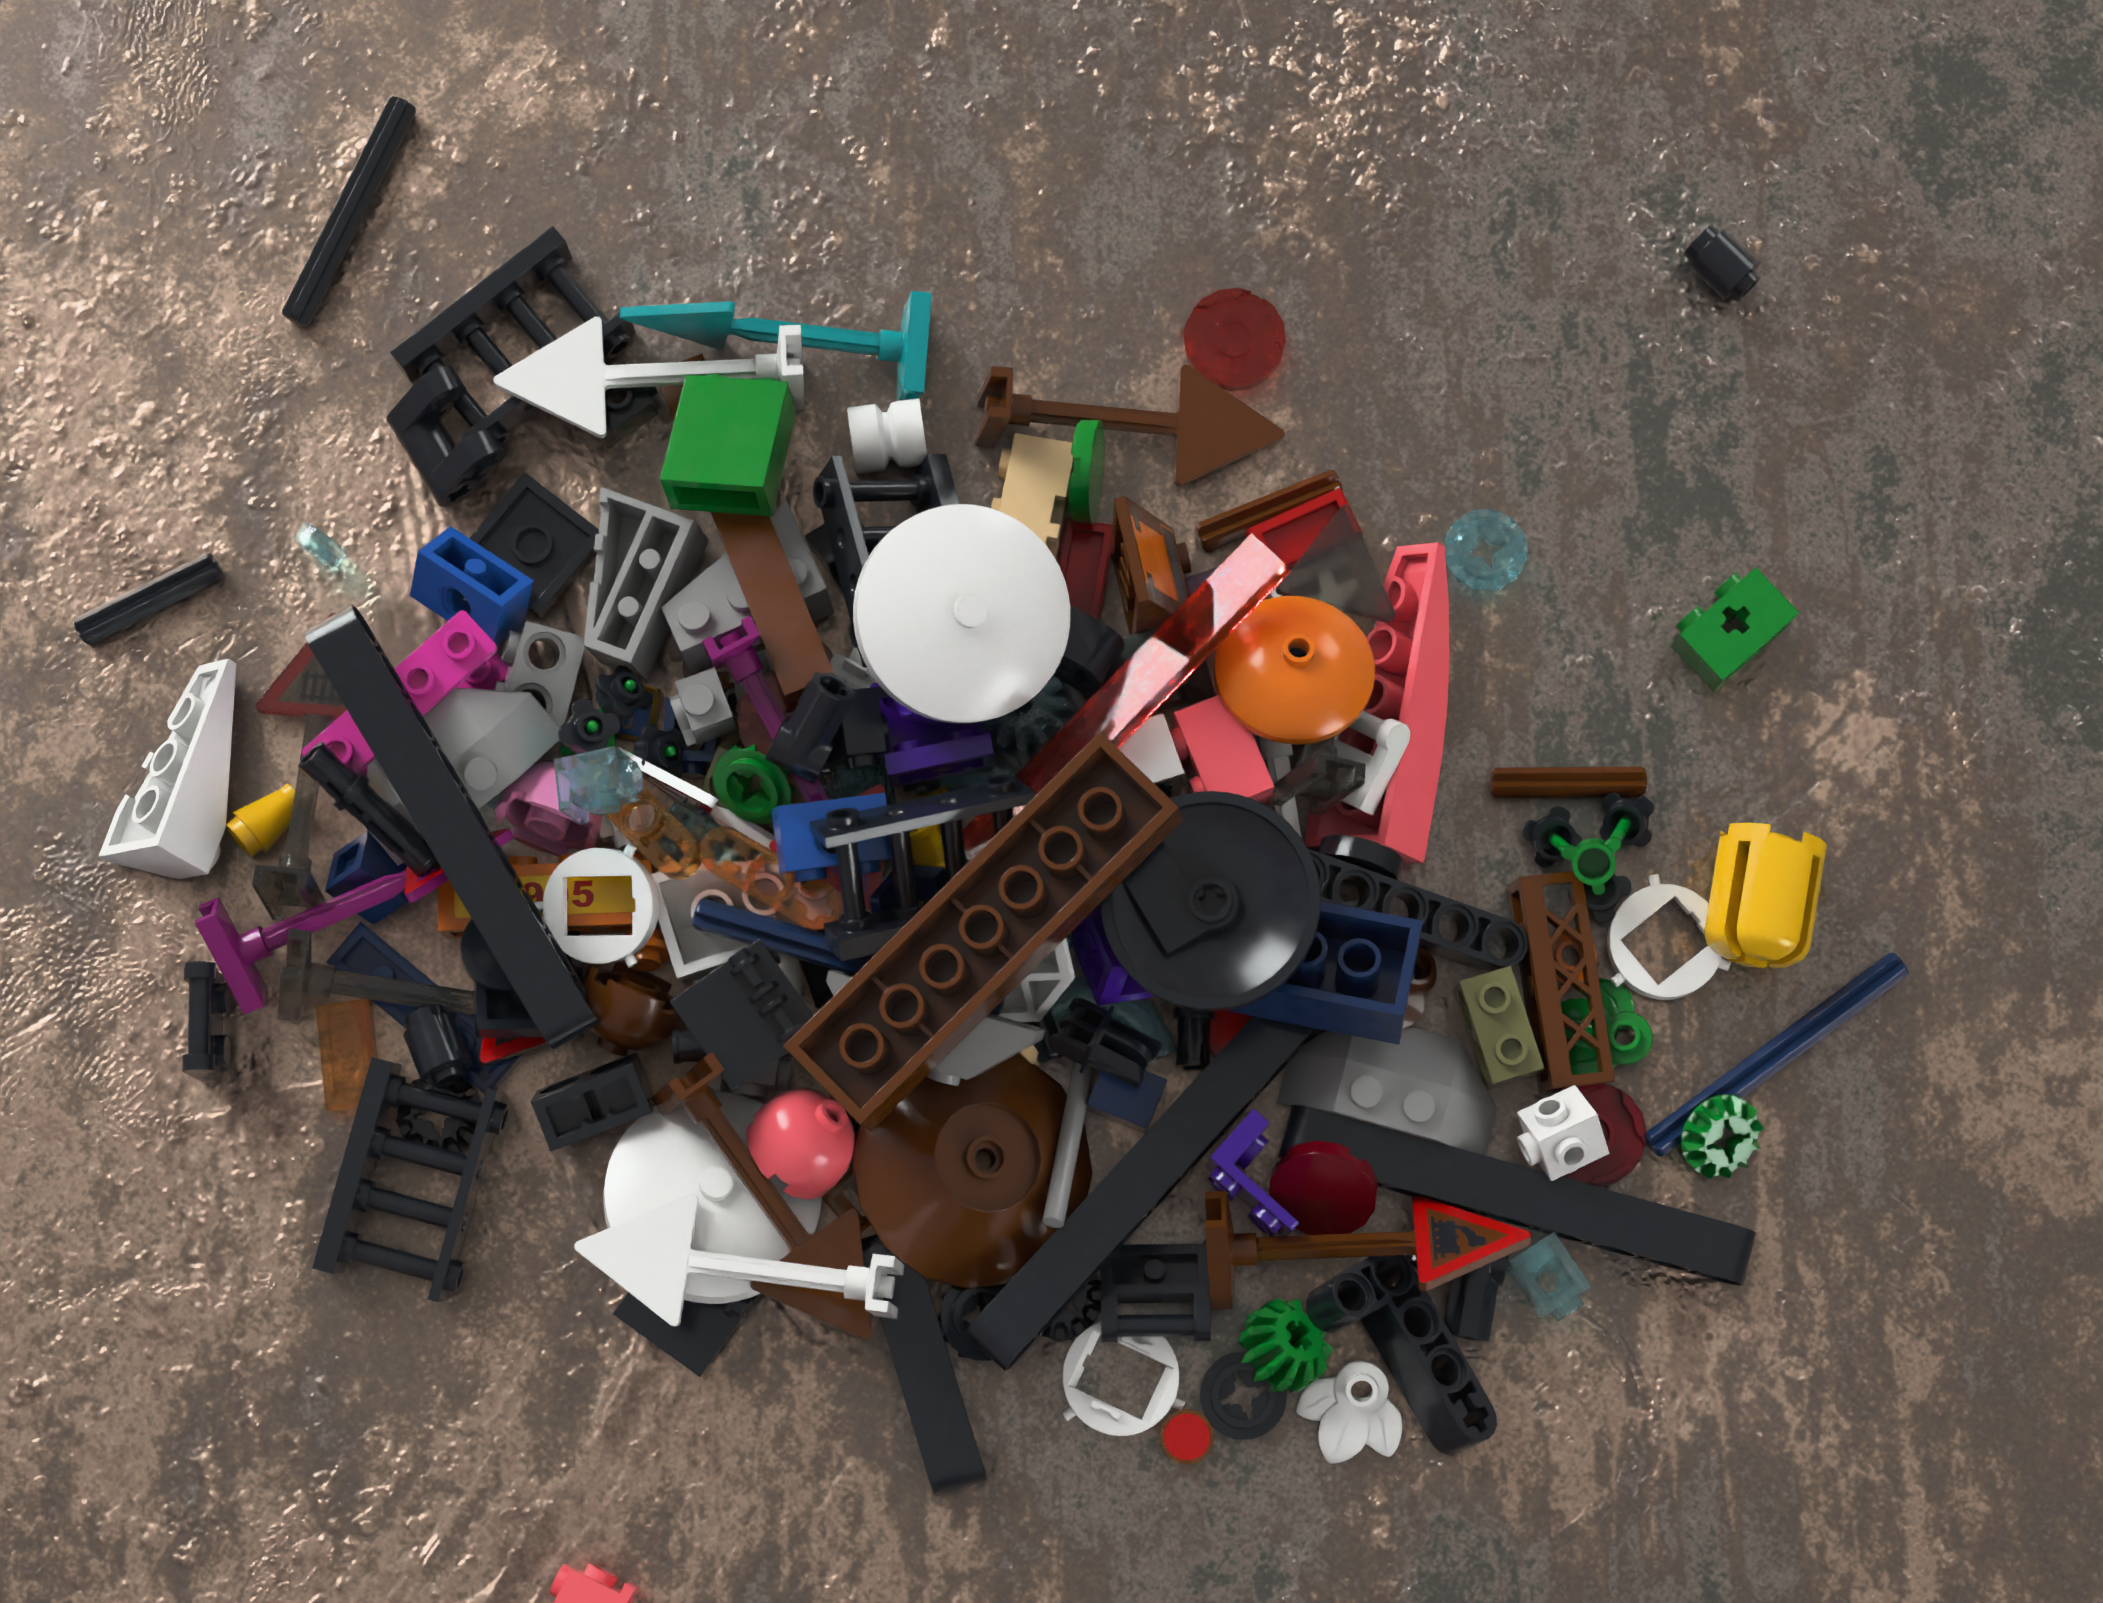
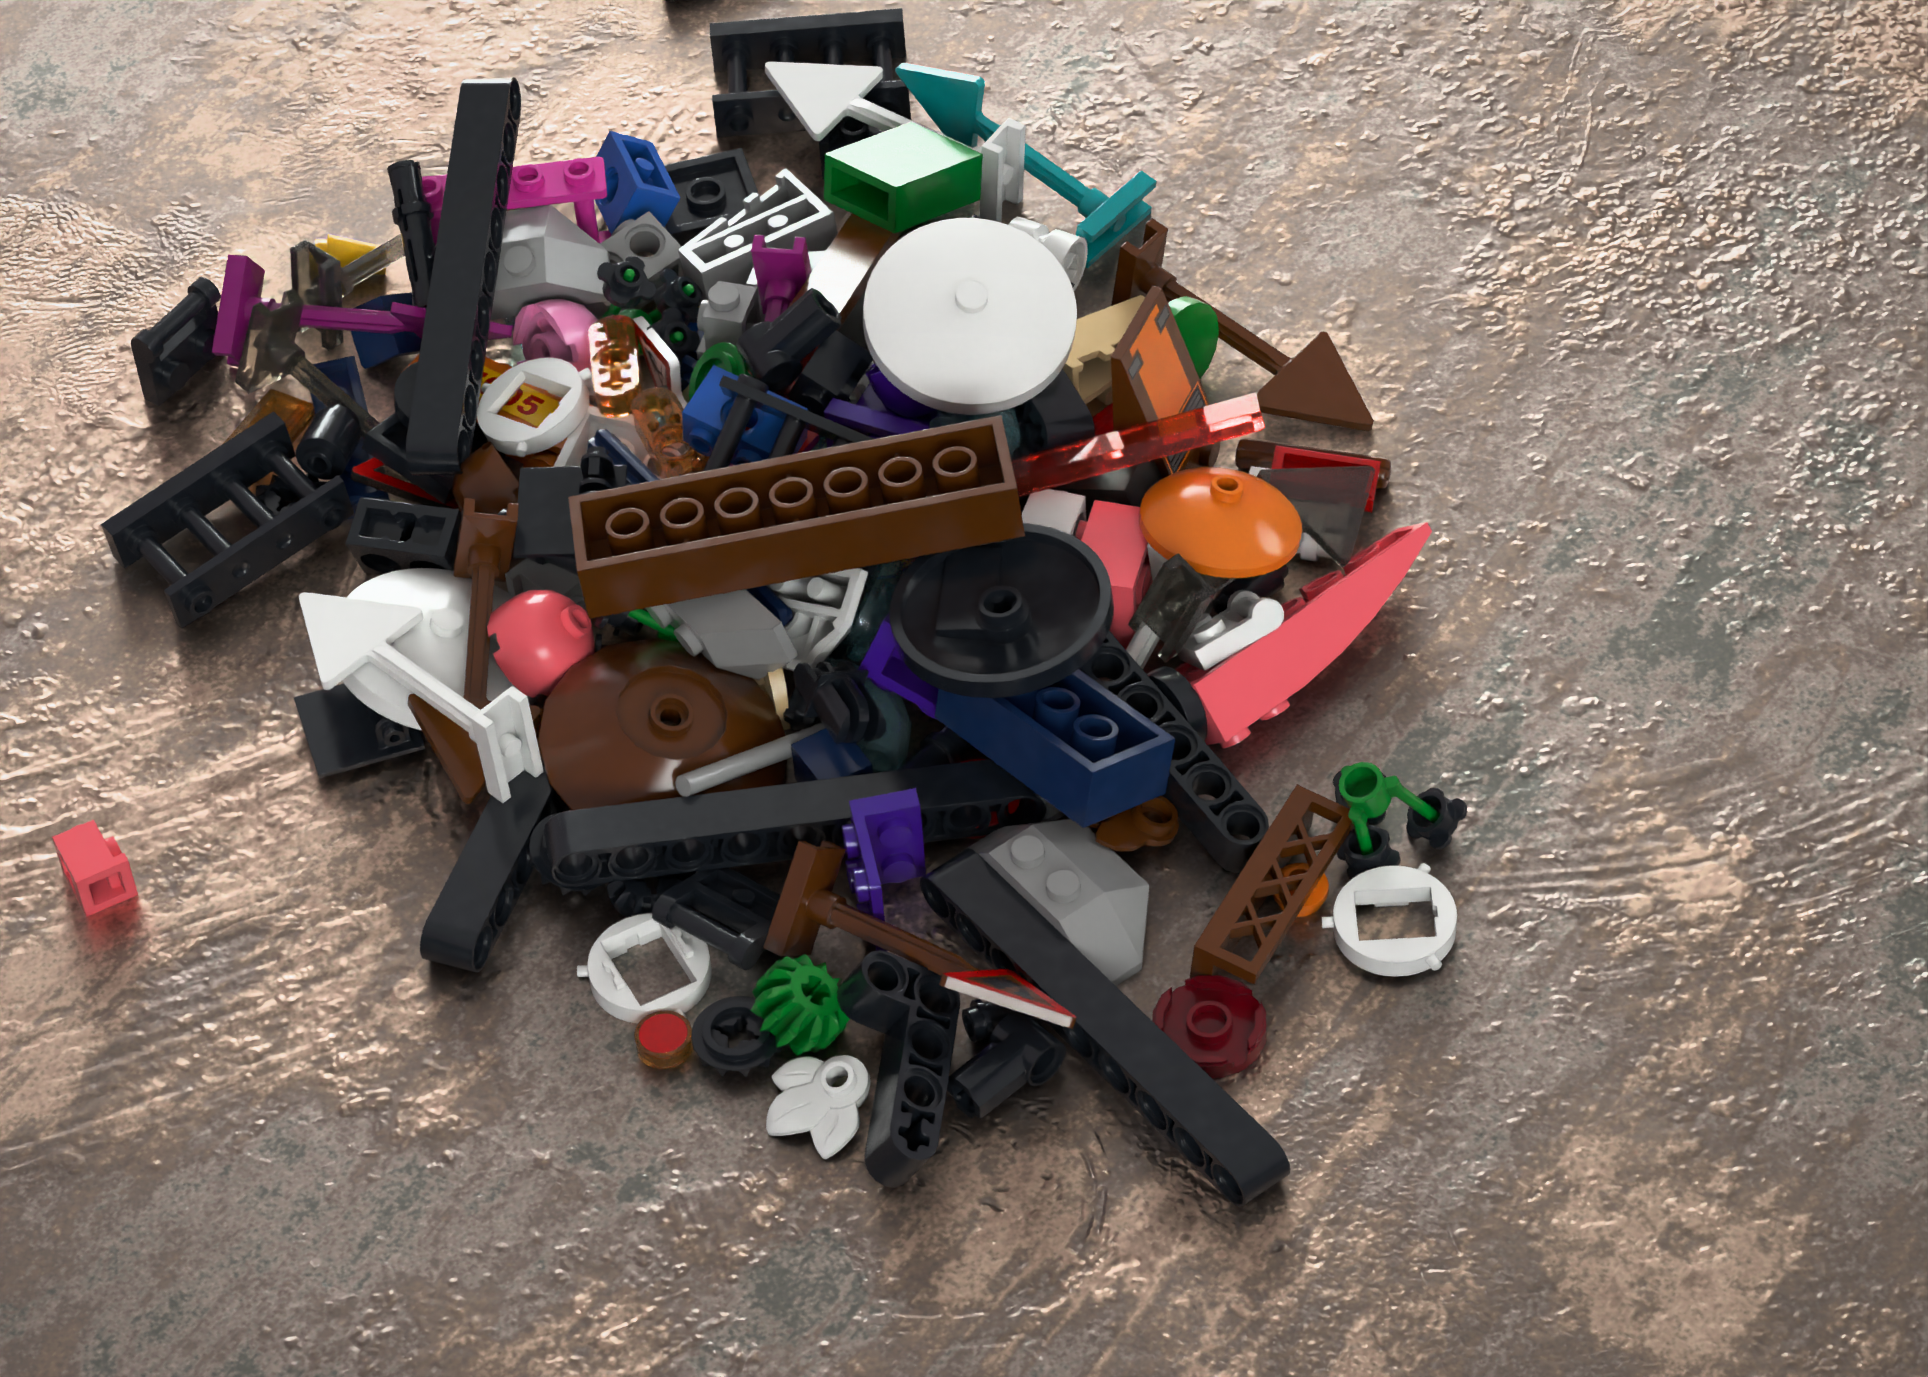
camera: 40 degrees right, 30 degrees down
(148, 598) = (393, 95): black axle -> none
(182, 804) = (304, 211): white wedge -> none
(319, 545) = (549, 120): clear light blue tile -> none
(446, 468) = (695, 88): black connector -> none
(596, 783) = (598, 311): clear light blue brick -> none
(1234, 339) = (1386, 345): clear red tile -> none
(1324, 1188) = (937, 903): dark red tile -> none
(1496, 530) = (1459, 567): clear light blue gear -> none
(1498, 1028) = (1187, 891): olive brick -> none
(1552, 1257) = (1072, 1101): clear light blue brick -> none
(1561, 1133) = (1191, 972): white brick -> none
(1567, 782) = (1409, 768): reddish brown axle -> none
(1619, 1016) = (1297, 962): green plate -> none
(1707, 1125) = (1295, 1091): green gear -> none
(1719, 654) = (1649, 734): green brick -> none
(1723, 263) = (1855, 486): black brick -> none
(1764, 896) = (1508, 913): yellow cylinder -> none
(1785, 1046) = (1427, 1057): dark blue axle -> none

